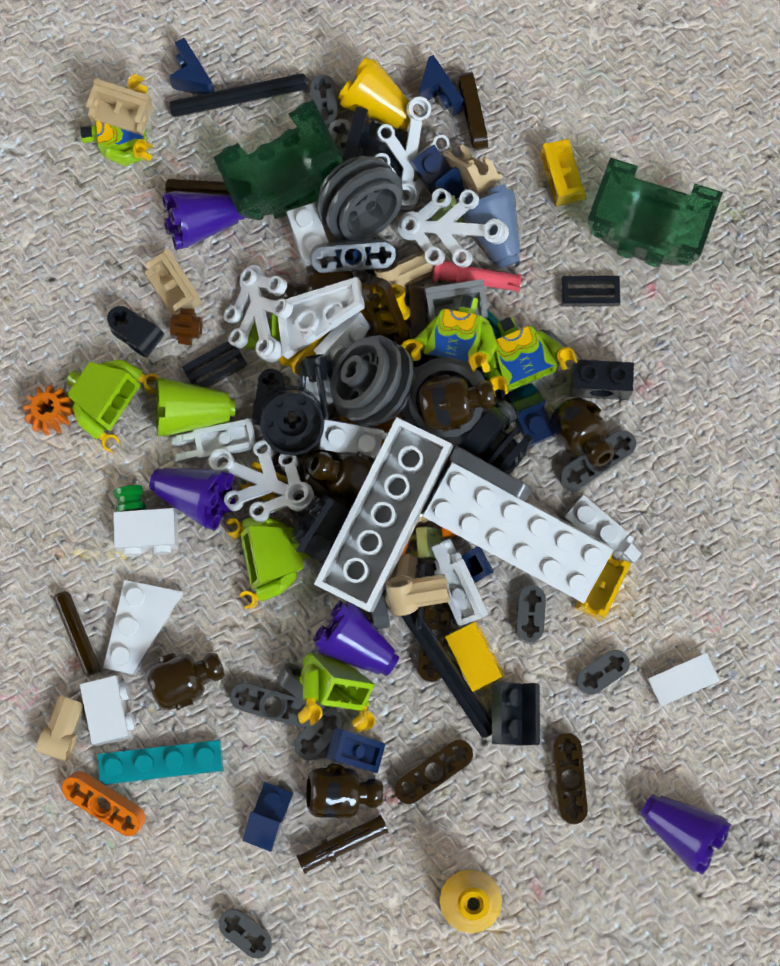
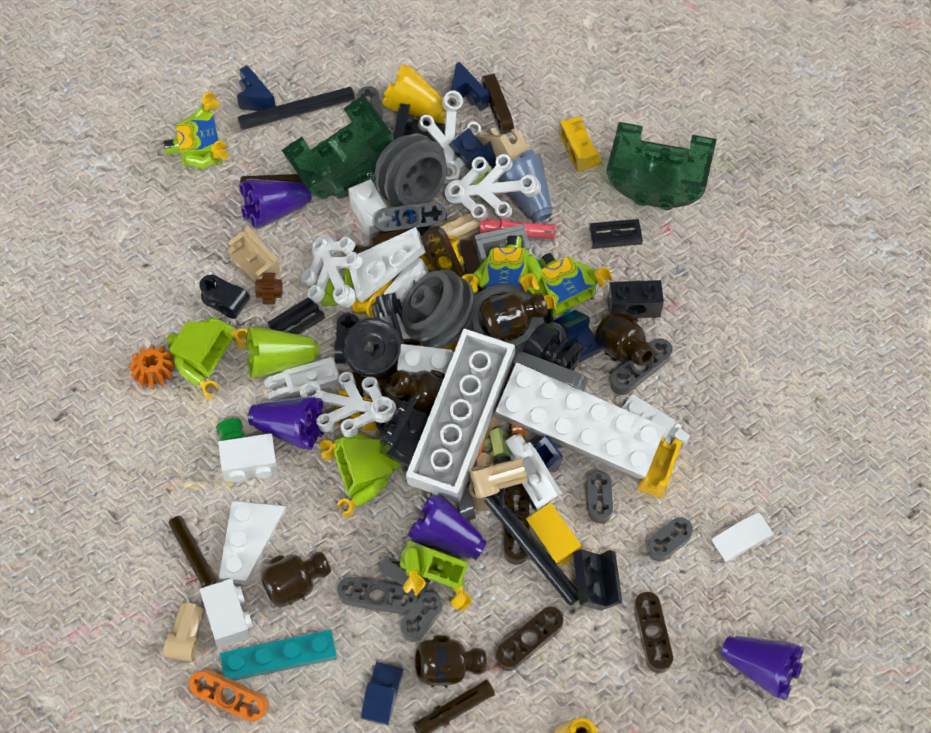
camera: 10 degrees left, 15 degrees down
(119, 106) = (197, 118): tan hinge -> none
(355, 750) = (457, 623): dark blue slope -> none

